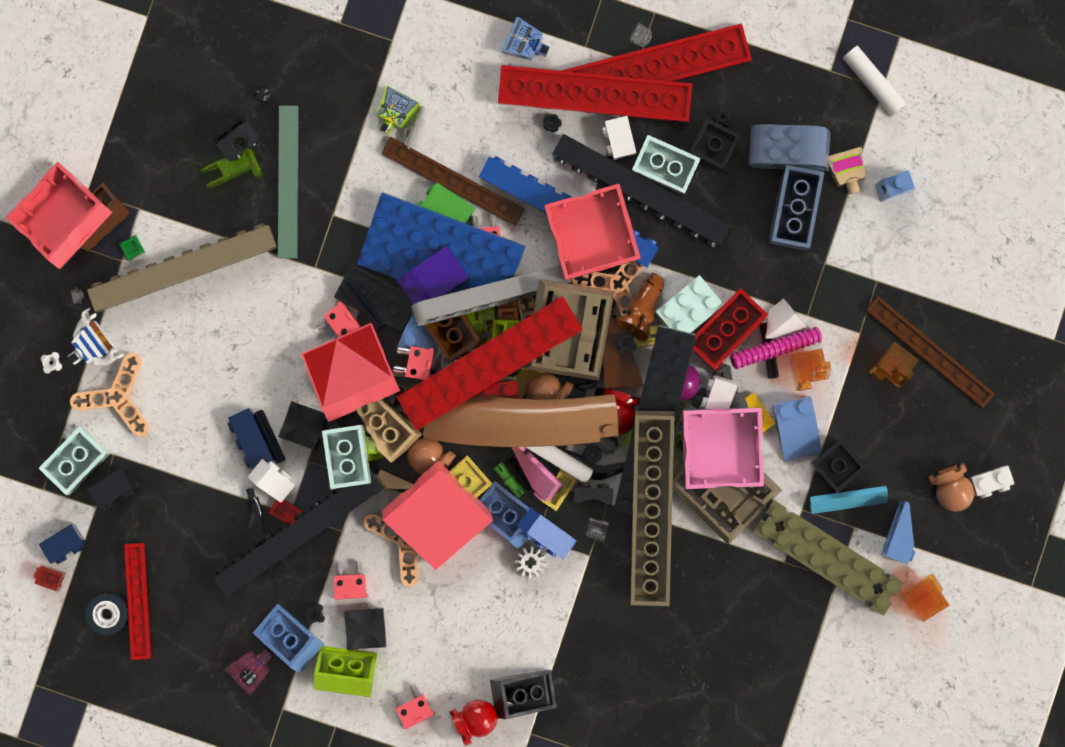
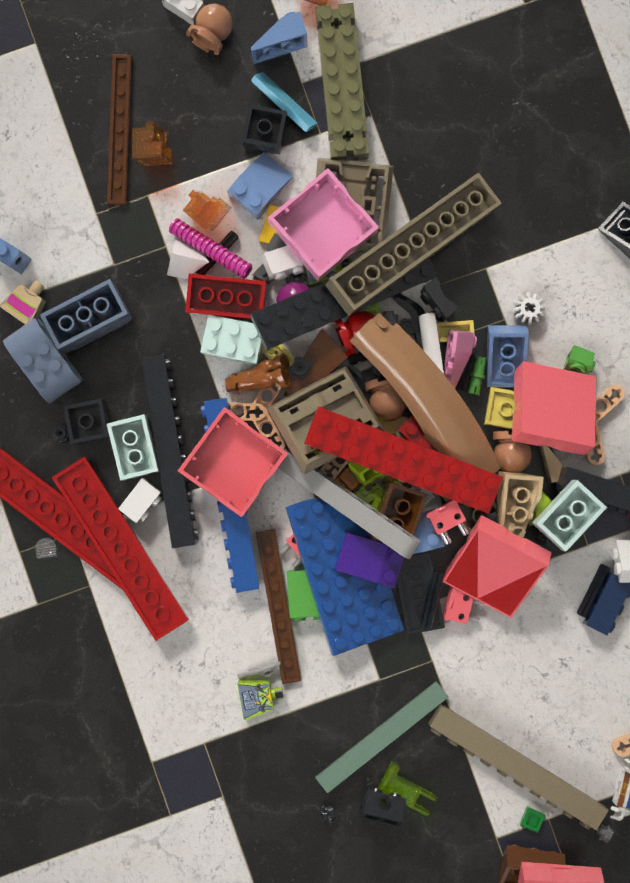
camera: 125 degrees left, 0 degrees up
(303, 425) = (566, 571): black brick -> none
(457, 568) = (579, 360): none -> bright green brick
(524, 41) = (122, 637): medium blue torso -> none
(546, 534) = (499, 312): brick -> none
(552, 118) = (170, 569): black plate -> none
(597, 529) = (461, 277): clear plate -> none

